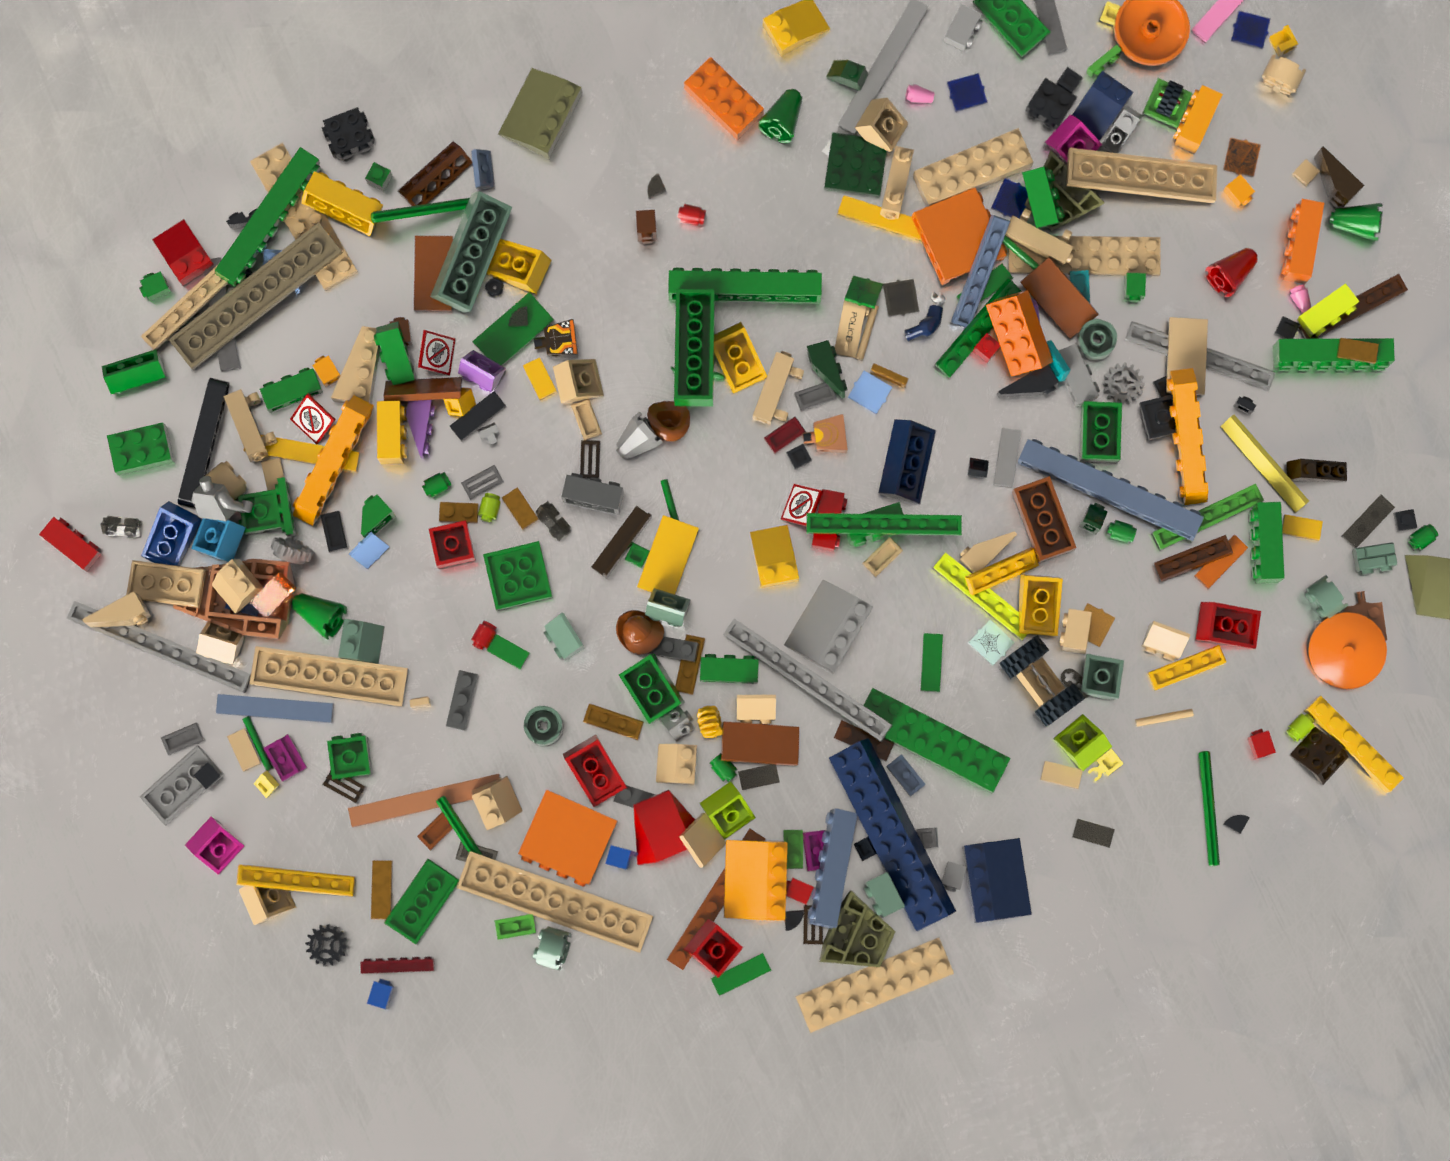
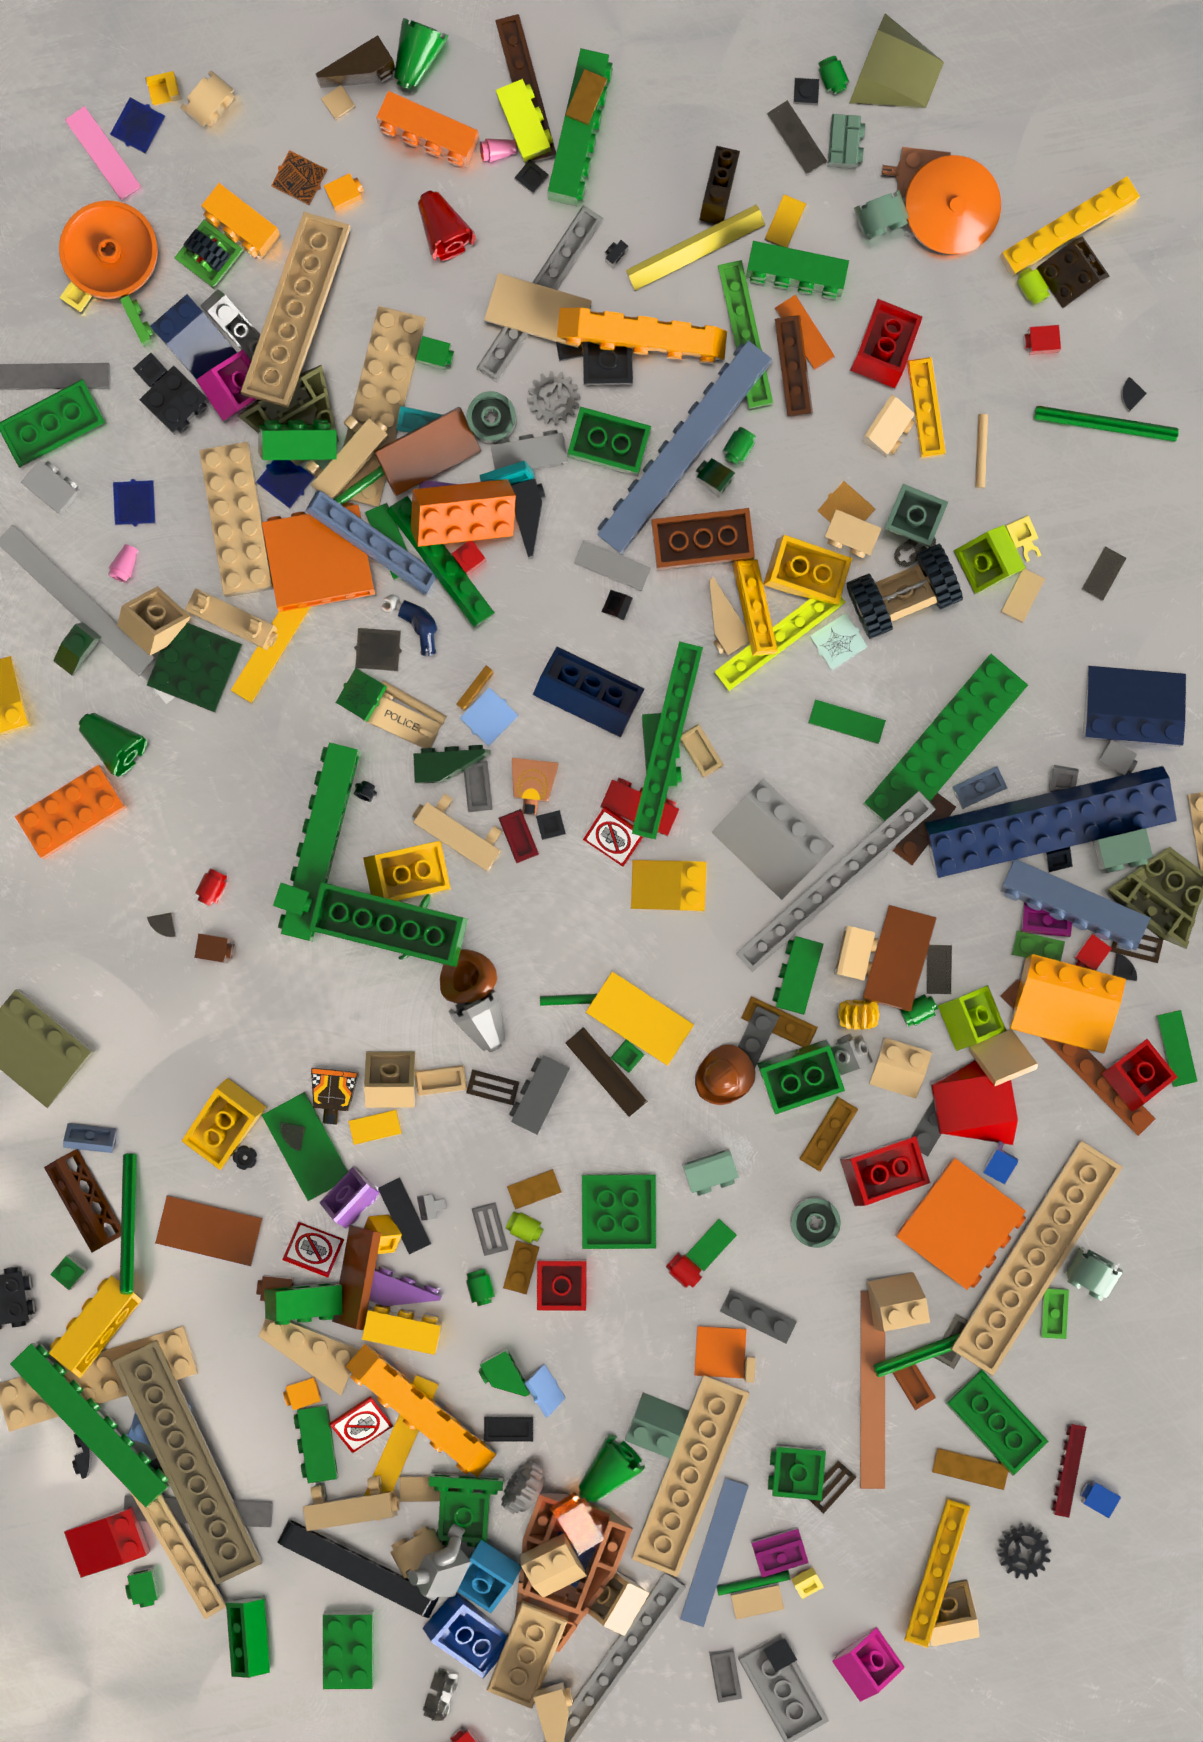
camera: 75 degrees left, 5 degrees up
(428, 677) = (720, 1352): none -> orange tile
(471, 251) = (195, 1176): sand green brick -> none
(557, 528) = (570, 1148): clear smoke hinge -> none
(667, 607) = (703, 1033): sand green slope -> none
(696, 271) = (292, 899): none -> green brick
(791, 312) = (365, 791): none -> black plate

